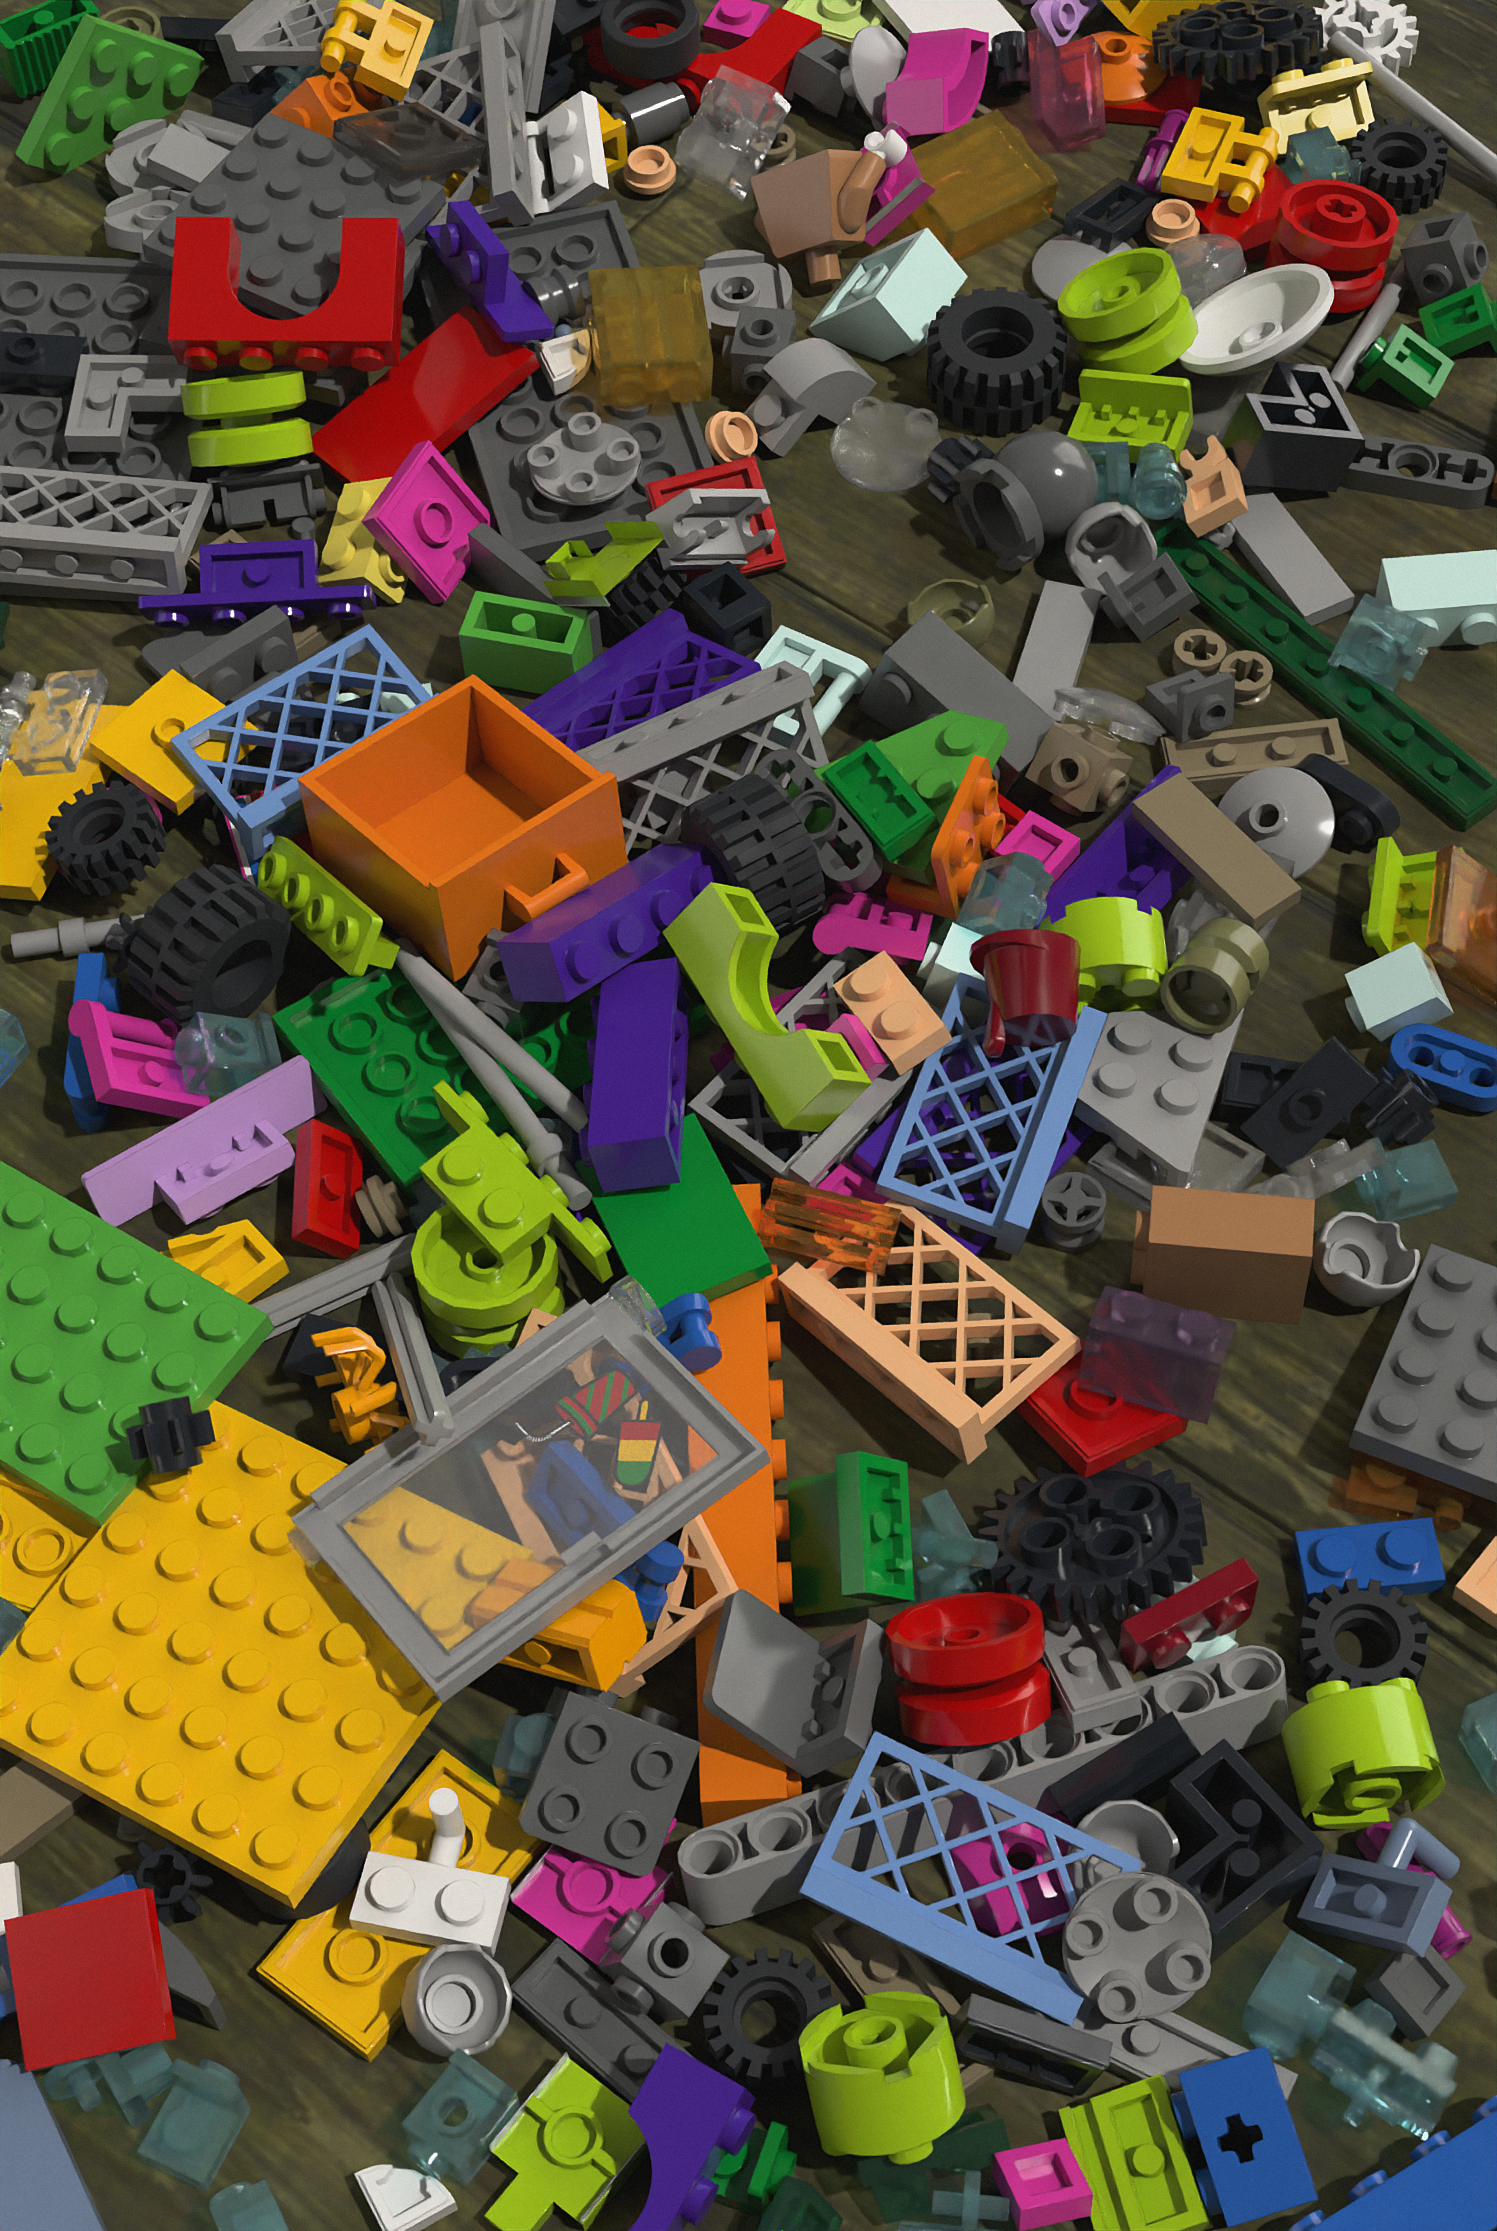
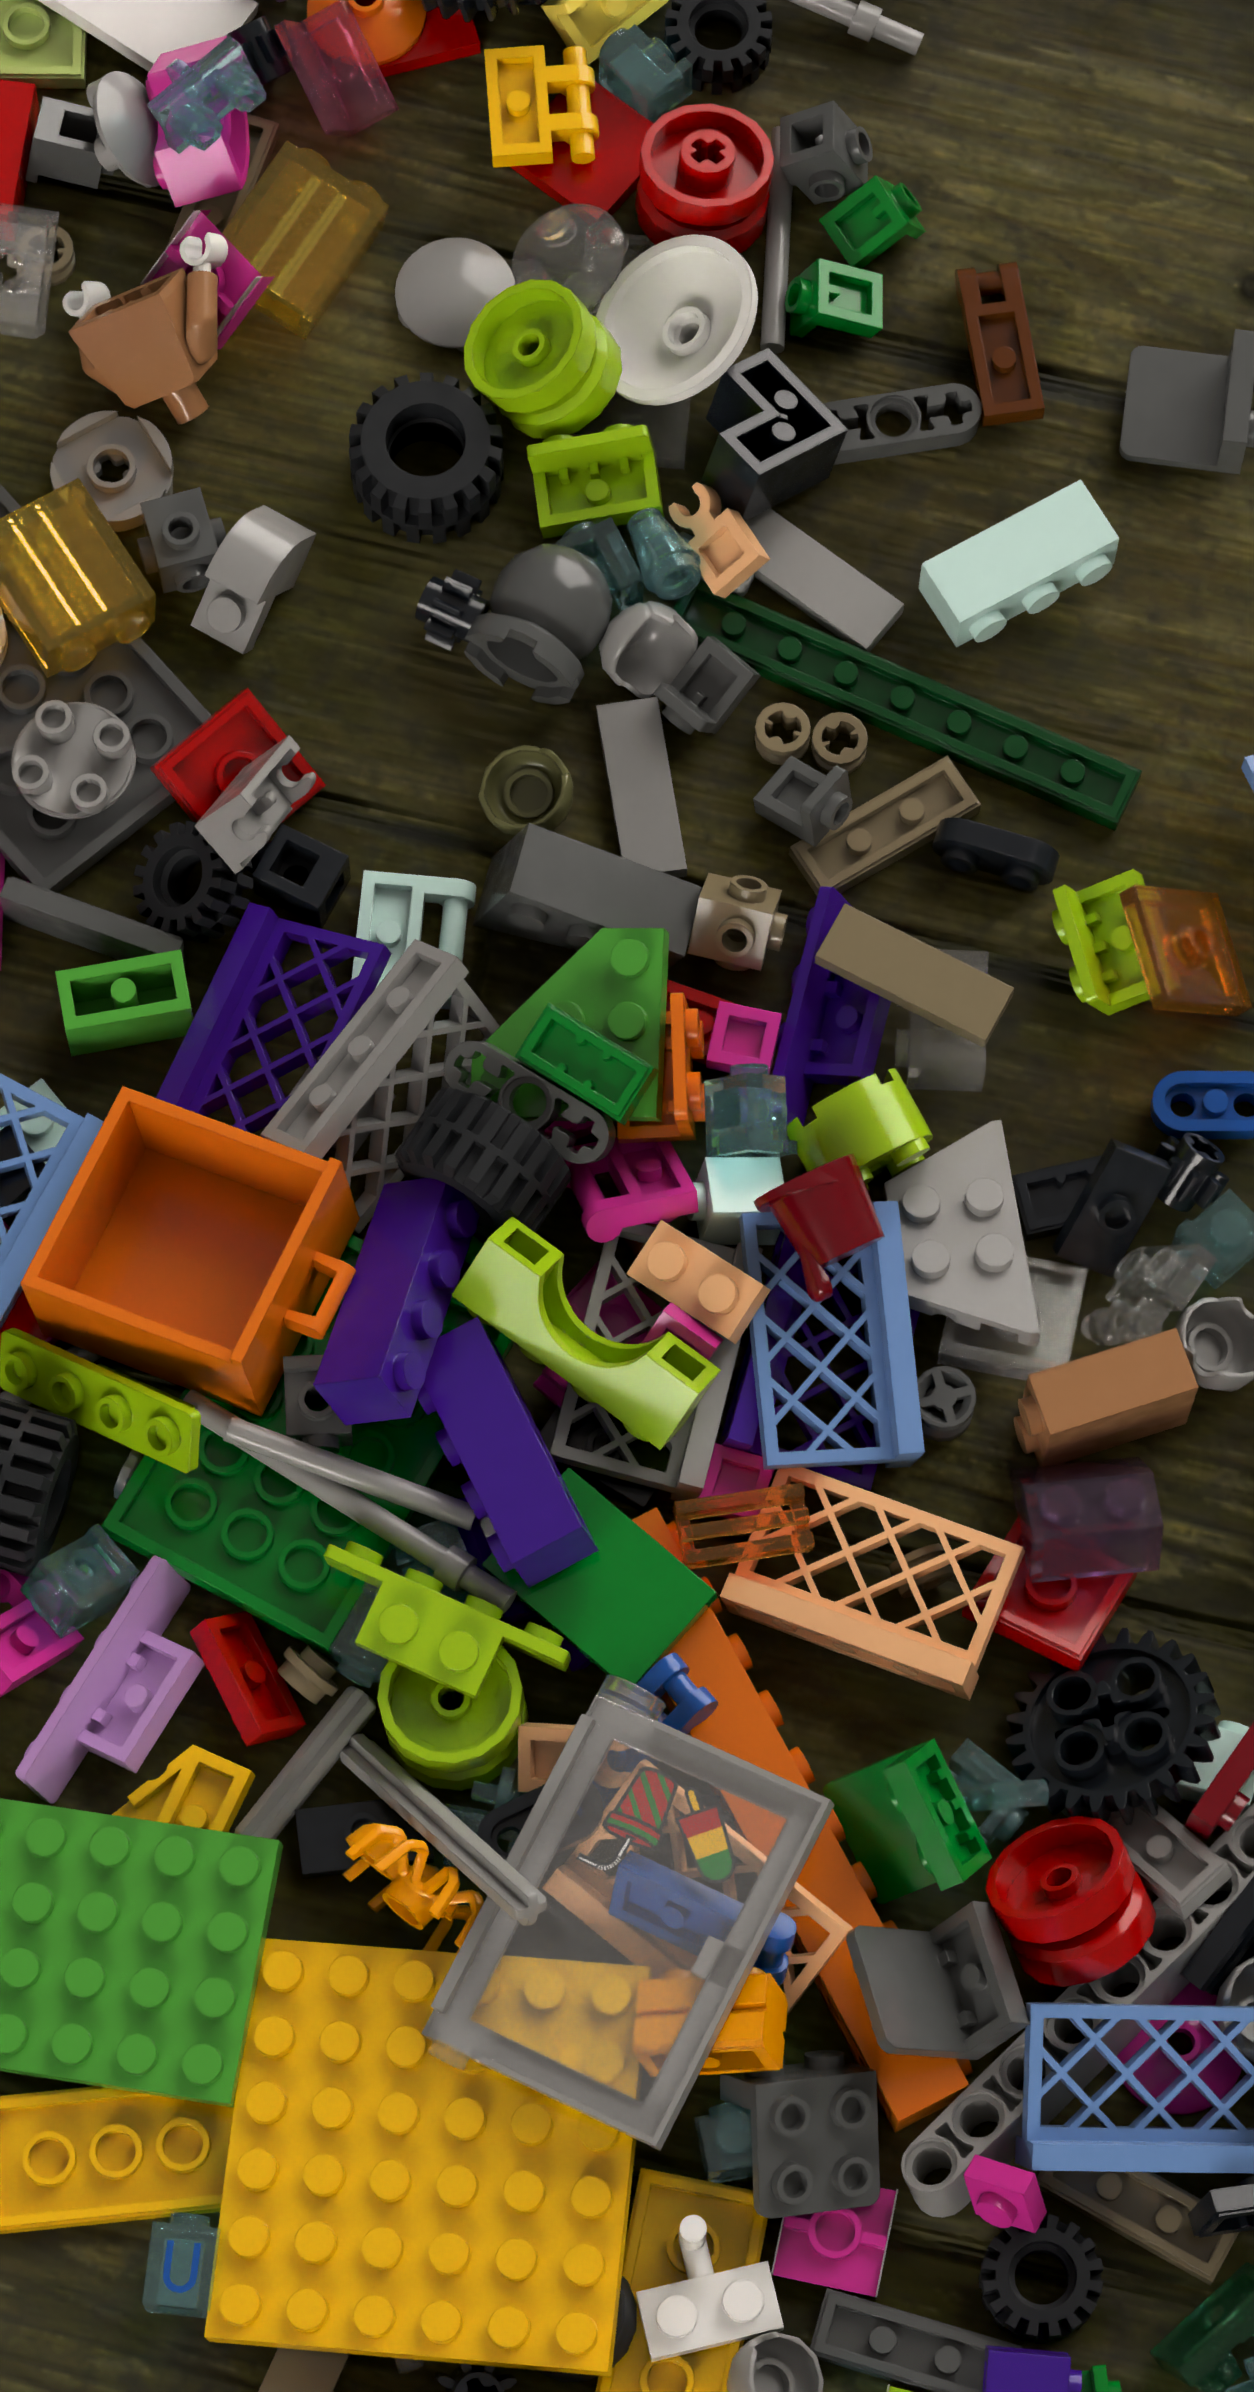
camera: 30 degrees left, 15 degrees up
(170, 1435) = (266, 2001): black gear -> none
(595, 576) = (176, 898): lime piece -> none
(661, 1960) = (931, 2271): dark grey brick -> none
(730, 436) = (196, 657): light nougat plate -> none
(767, 1912) = (1004, 2194): none -> dark pink plate
(883, 2077) = (1167, 2290): lime brick -> none
(884, 445) = (357, 602): clear dish -> none
(891, 298) = (274, 416): light aqua slope -> none
(942, 43) = (205, 94): none -> clear light blue hips
(1094, 704) = (736, 848): clear dish -> none
(1121, 219) = (449, 247): black tile -> none
(1160, 149) = (468, 108): magenta axle -> none
(1171, 222) = (519, 200): light nougat plate -> none
(1215, 975) = (971, 1111): olive wheel -> none
(1304, 811) = (952, 874): light grey dish -> none
(1384, 627) = (959, 660): clear light blue brick -> none
(1396, 993) = (1139, 1055): light aqua brick -> none

